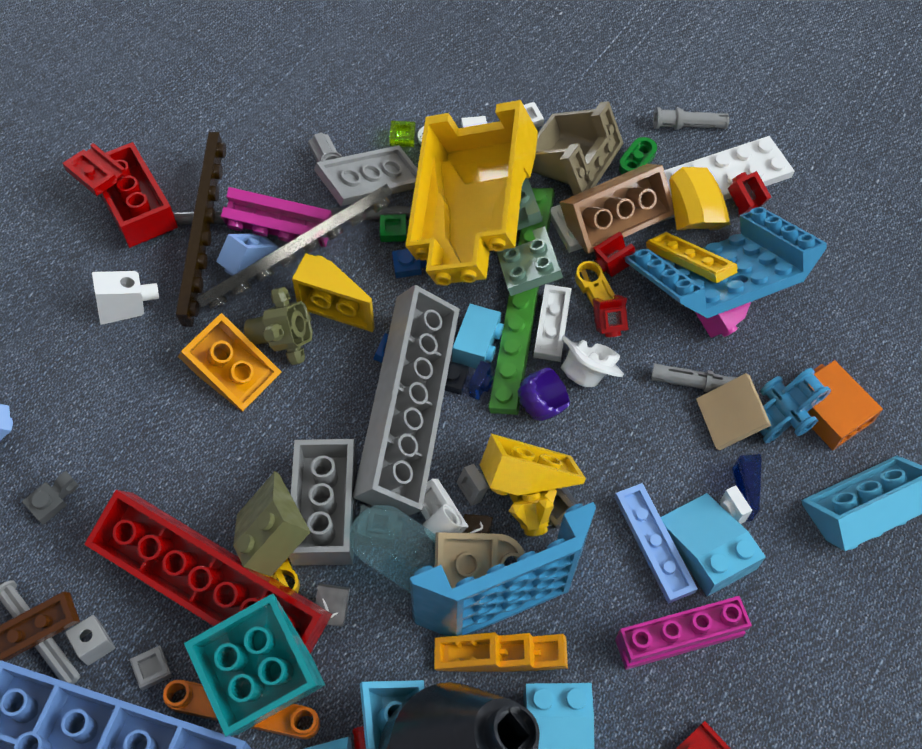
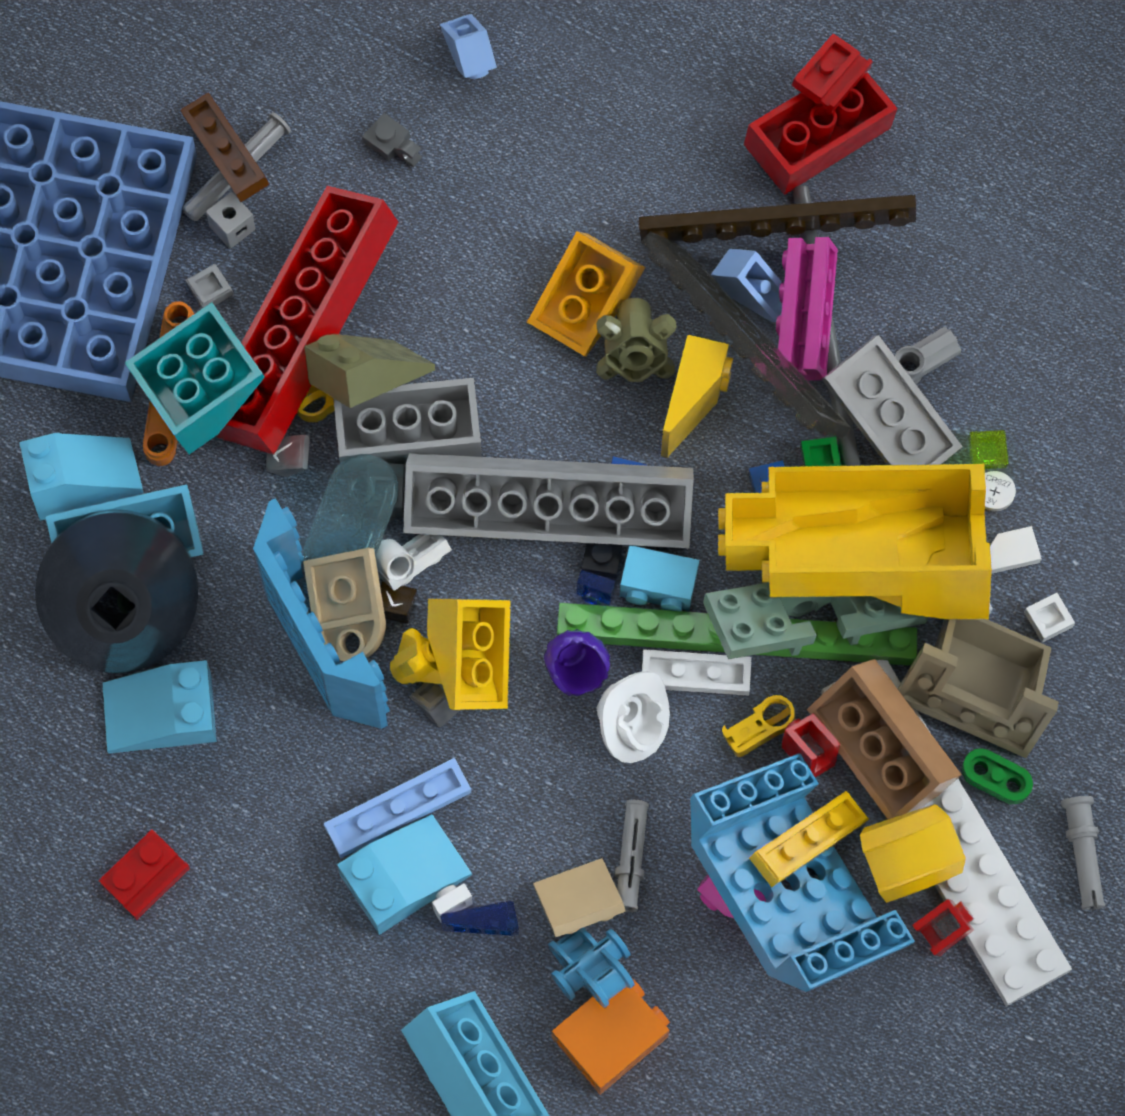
camera: 85 degrees right, 10 degrees up
(121, 295) = (661, 150): white torso -> none
(472, 484) = (452, 590): light grey plate -> none
(500, 653) = (249, 642): light orange slope -> none
(610, 315) = (704, 742): red window -> none
(682, 632) = (285, 837): dark pink brick -> none

